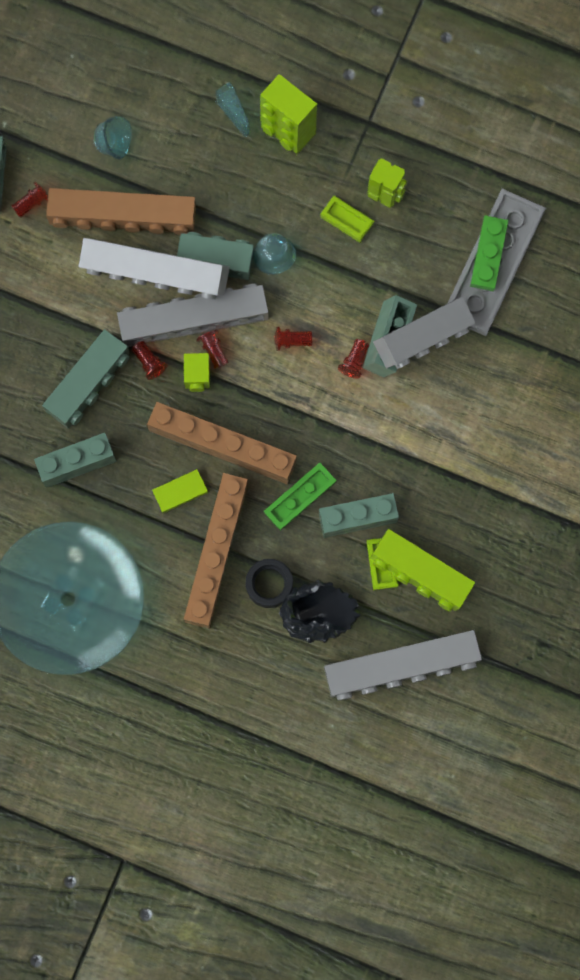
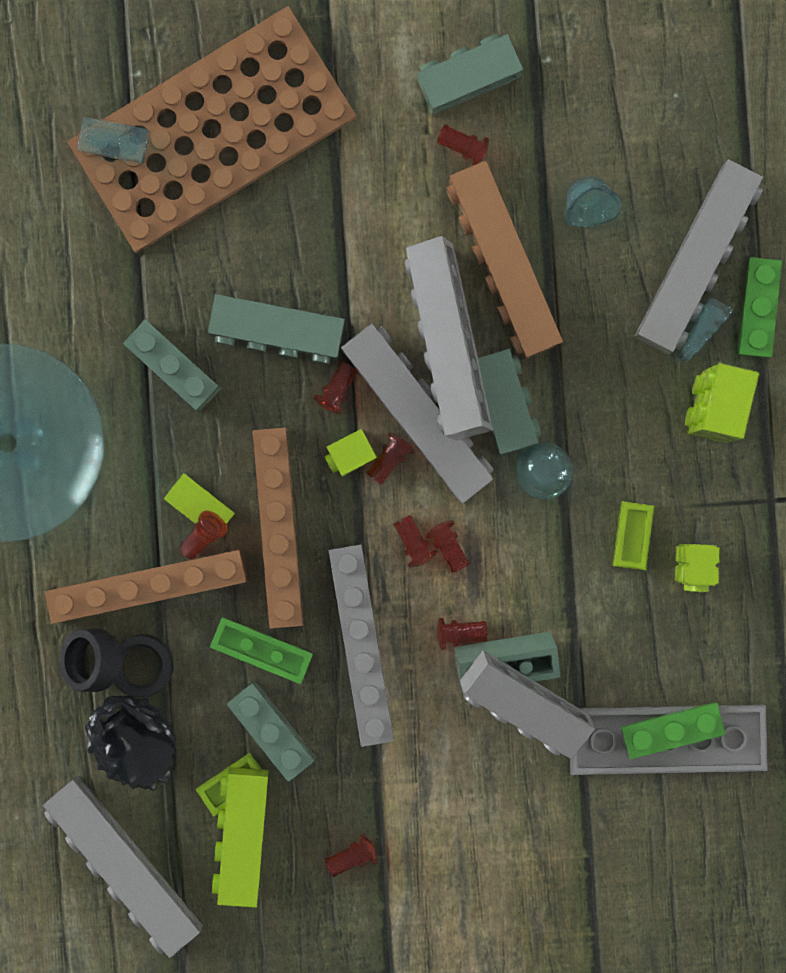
camera: 60 degrees right, 10 degrees up
(185, 89) = (699, 256): none -> light grey brick
(199, 492) = (206, 531): none -> clear red pin
(237, 68) = (759, 307): none -> bright green plate
(240, 628) = (106, 661): none -> black tyre
(278, 360) = (414, 542): none -> clear red pin
(329, 426) = (361, 645): none -> light grey brick
(472, 505) = (351, 857): none -> clear red pin

